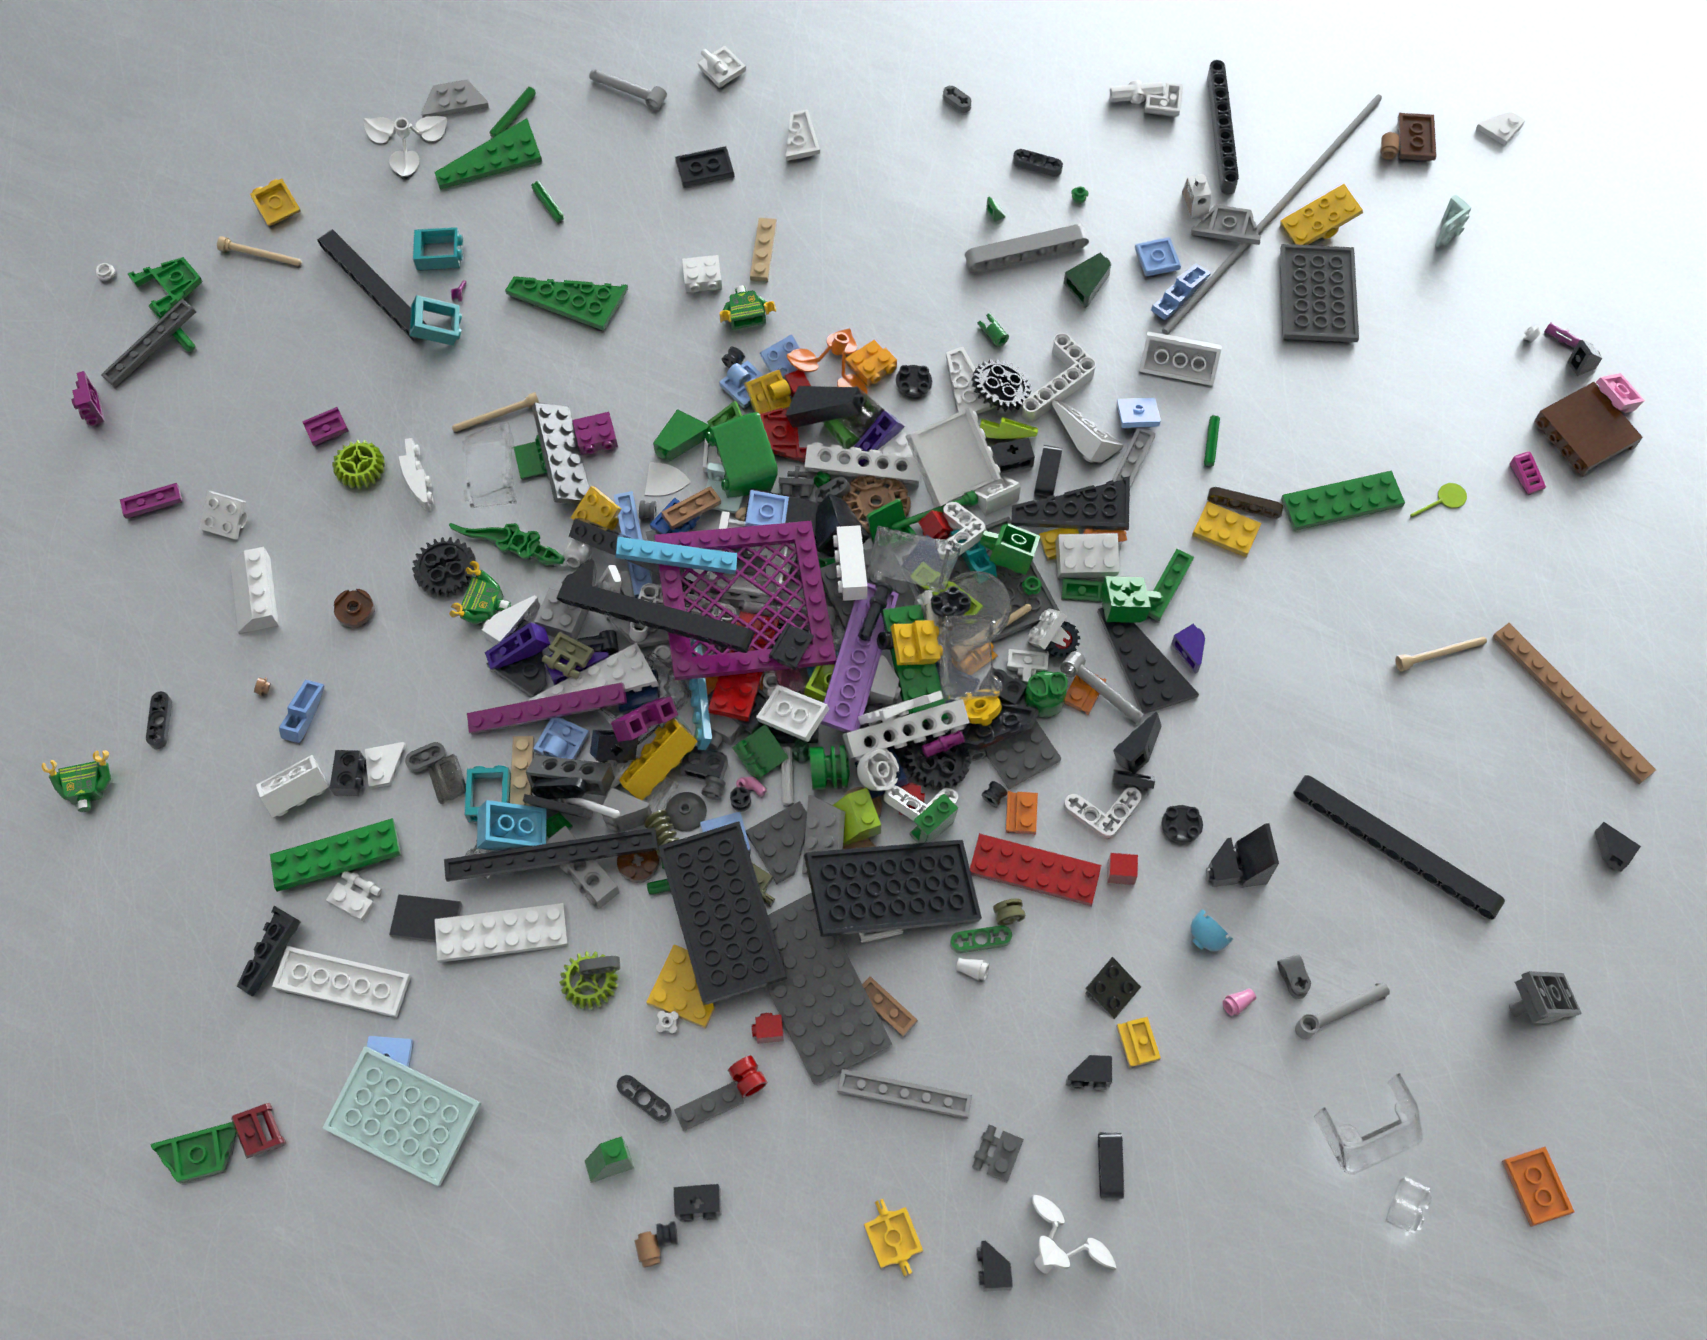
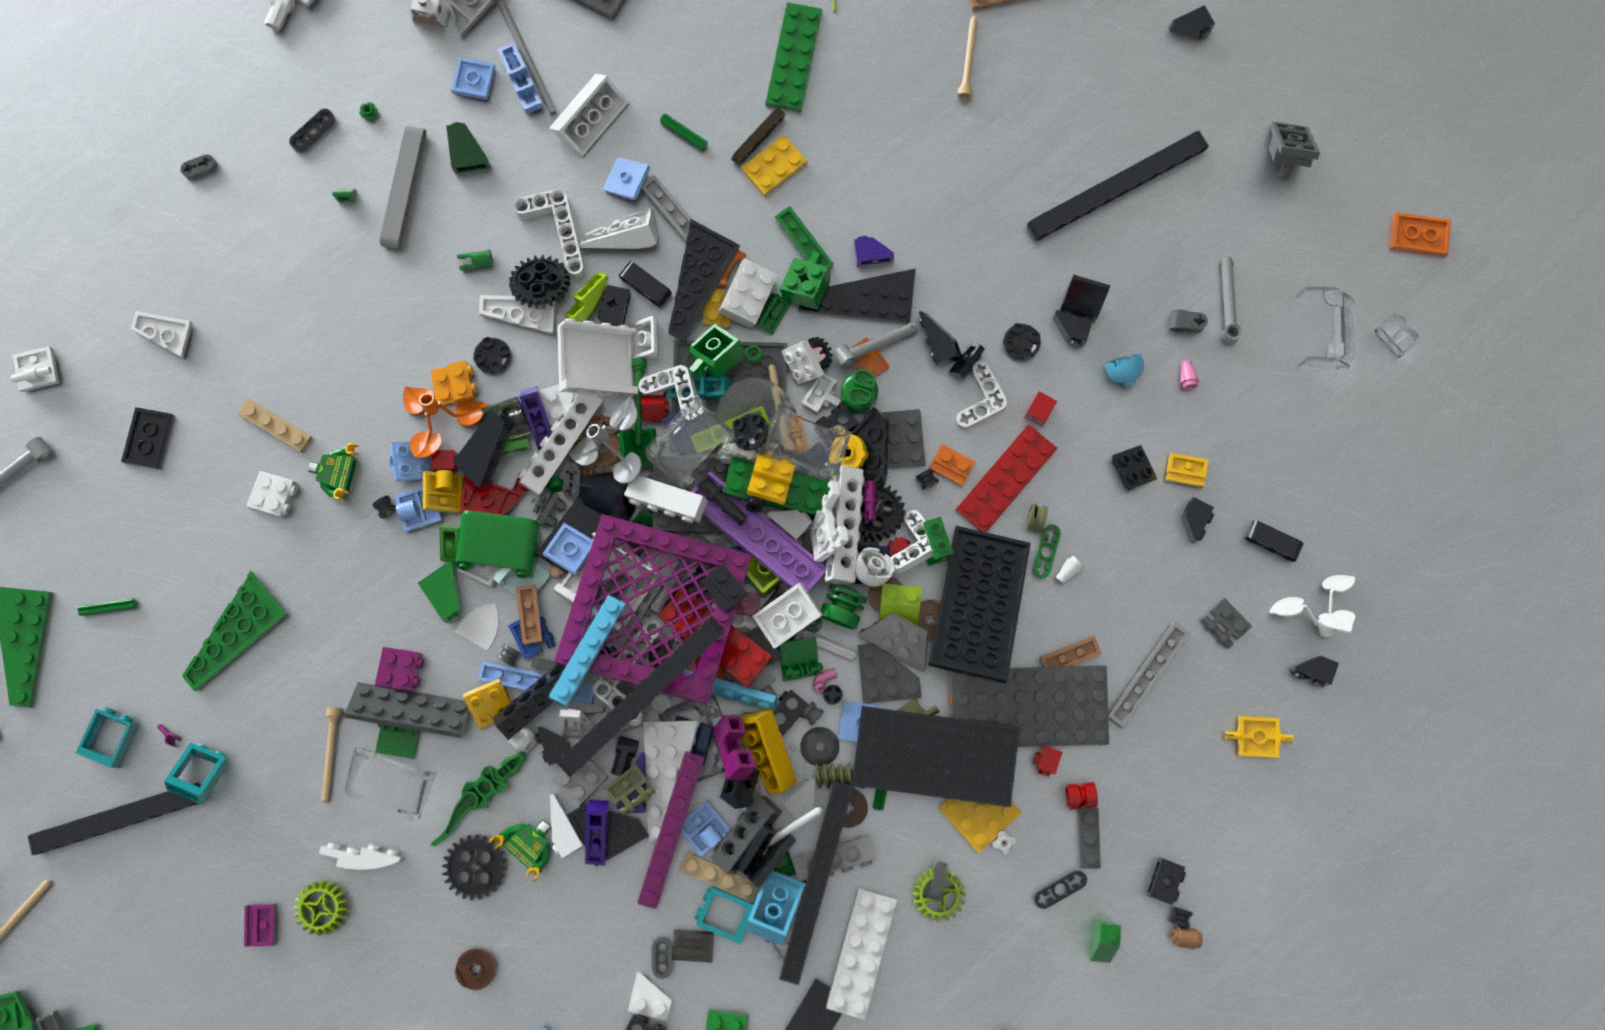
camera: 65 degrees left, 15 degrees up
(862, 488) = (587, 452): none -> light grey plant

